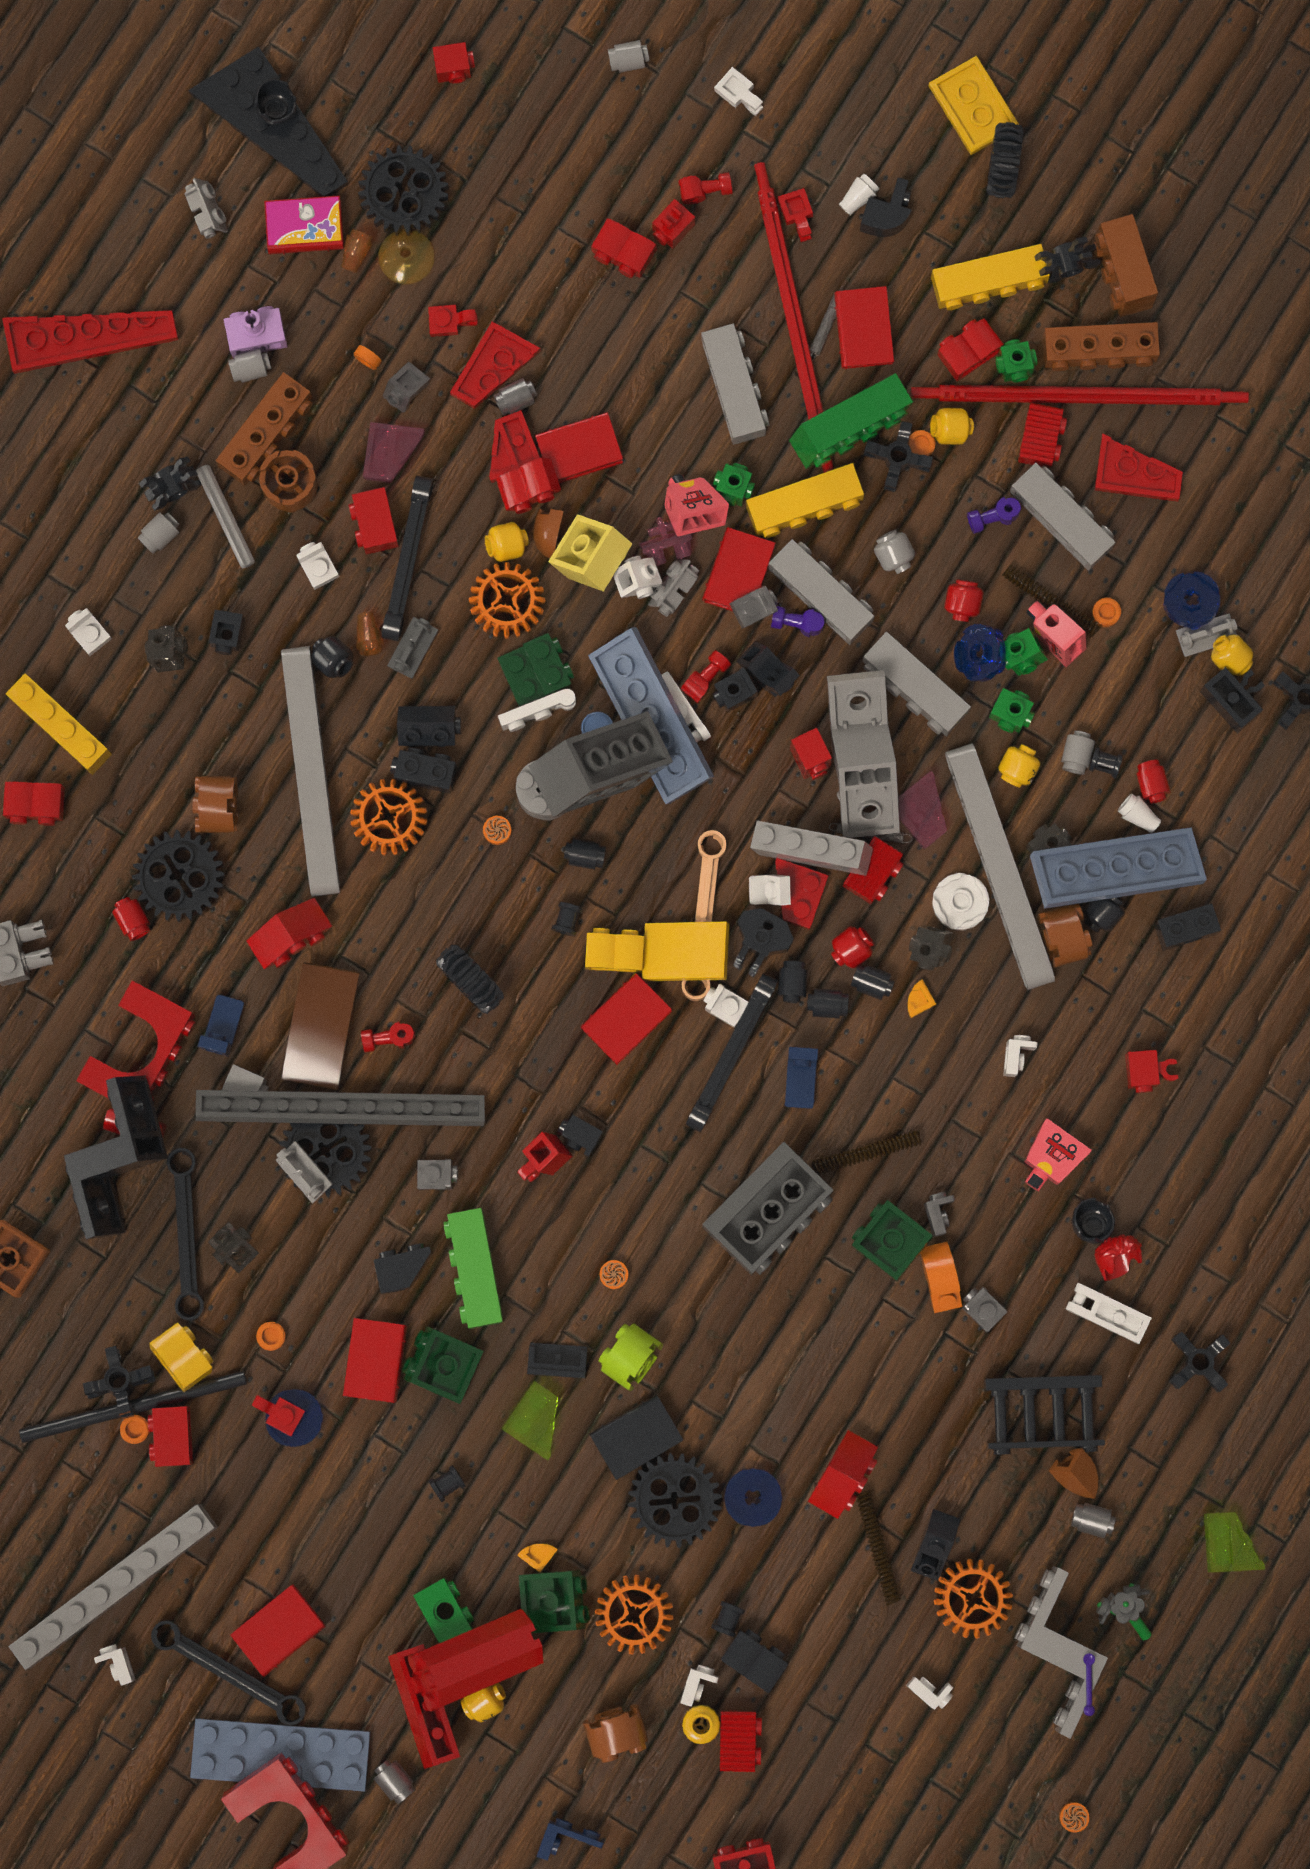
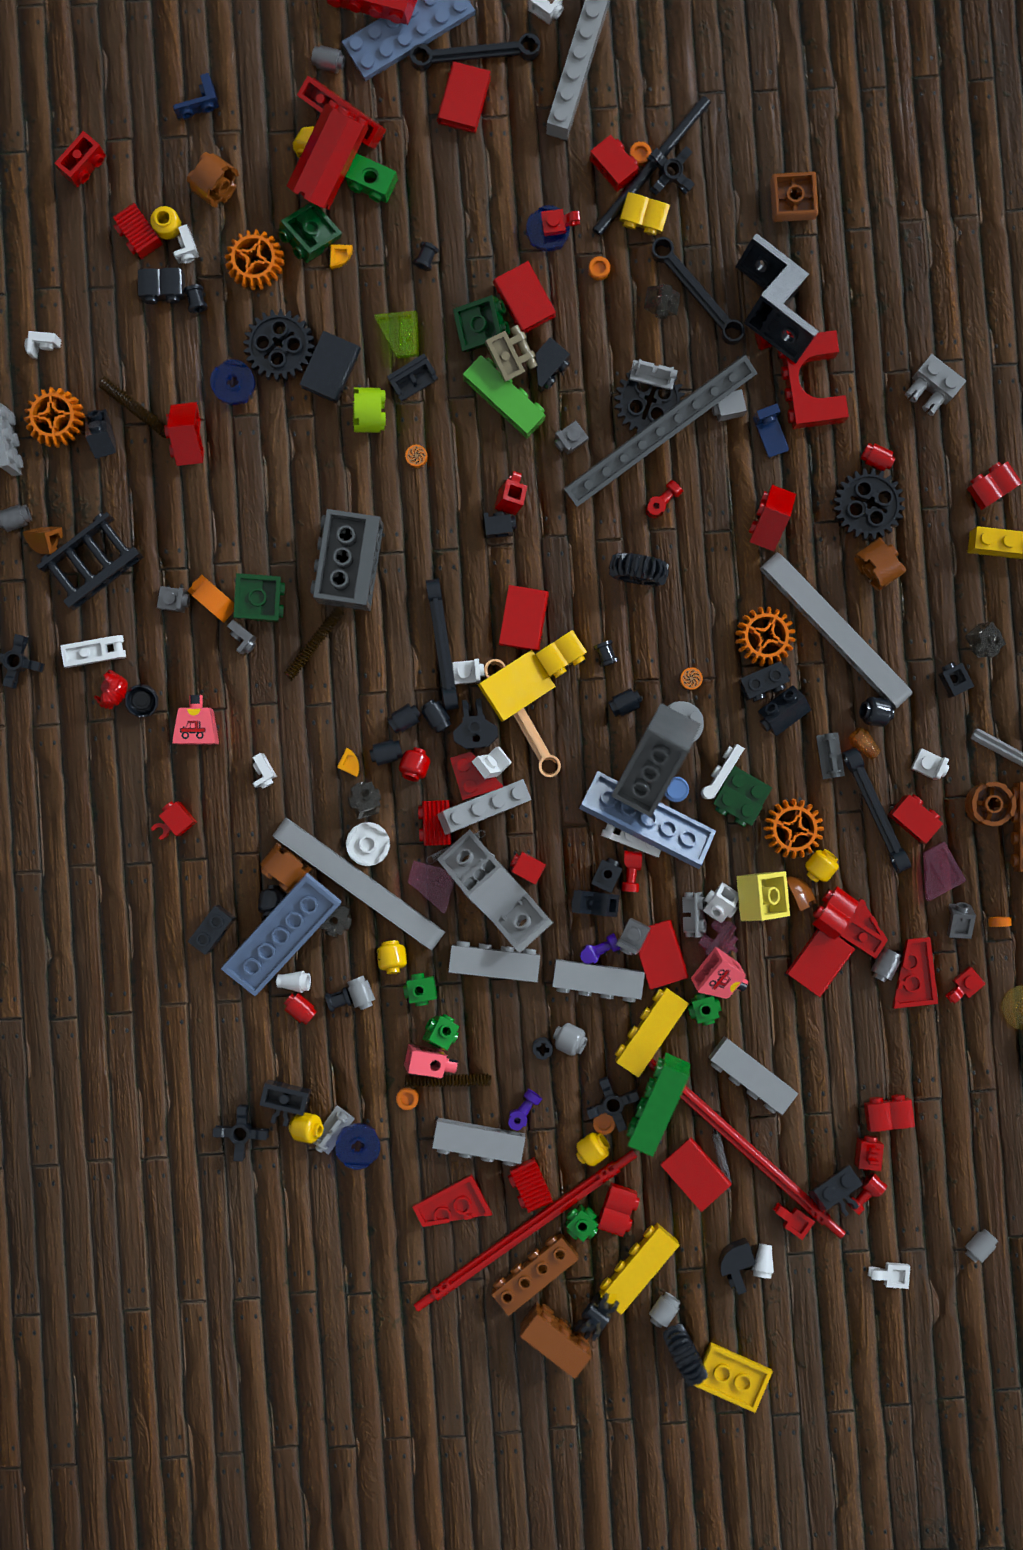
camera: 145 degrees right, 5 degrees up
(320, 1025) = (710, 476): reddish brown slope -> none
(444, 1304) = (505, 356): none -> dark tan plate
(732, 213) = (835, 1189): none -> black brick
(801, 1077) = (387, 659): dark blue bracket -> none
(930, 571) = (537, 1043): none -> black bush
(964, 600) = (503, 1040): red head -> none
(993, 655) = (460, 1020): clear blue plate -> none
(994, 217) = (664, 1310): none -> light grey brick

